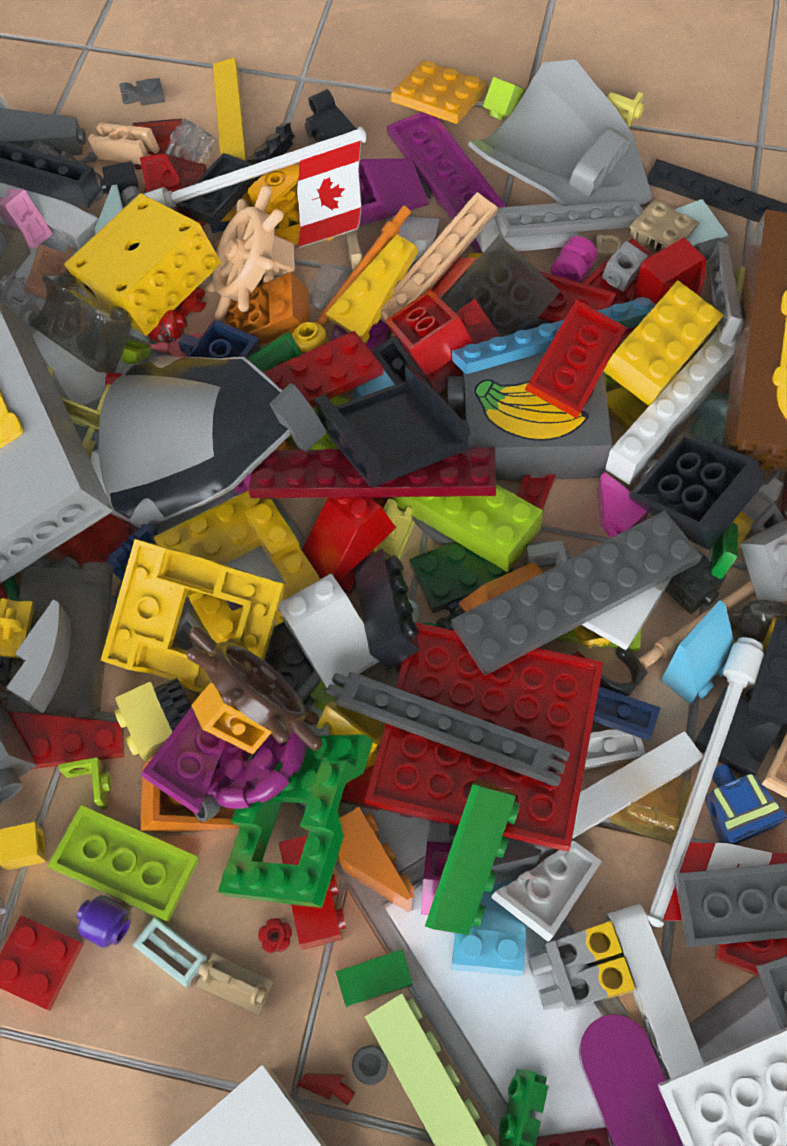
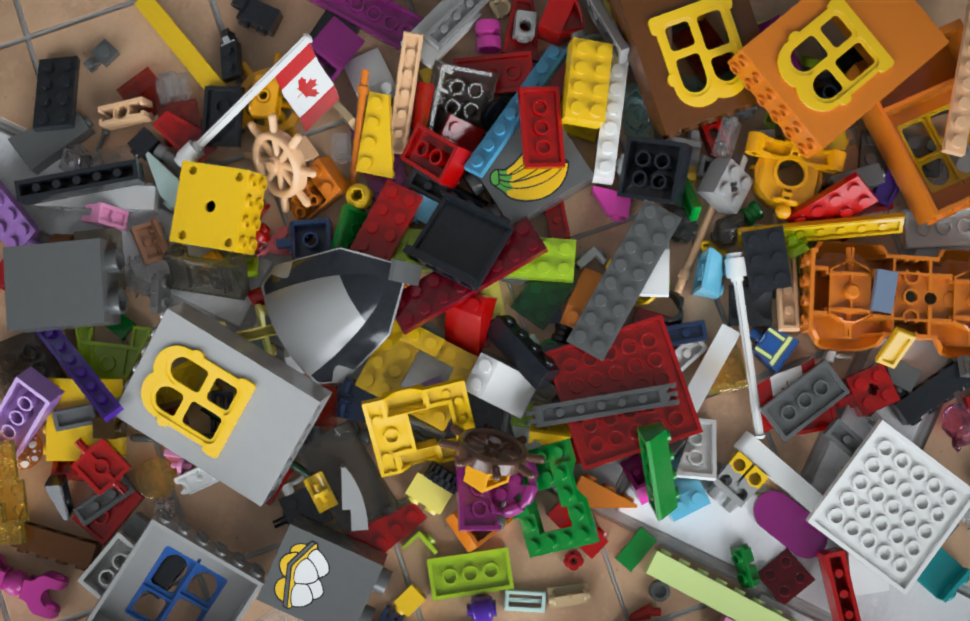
camera: 30 degrees left, 20 degrees up
(70, 95) = (56, 94): none -> black plate

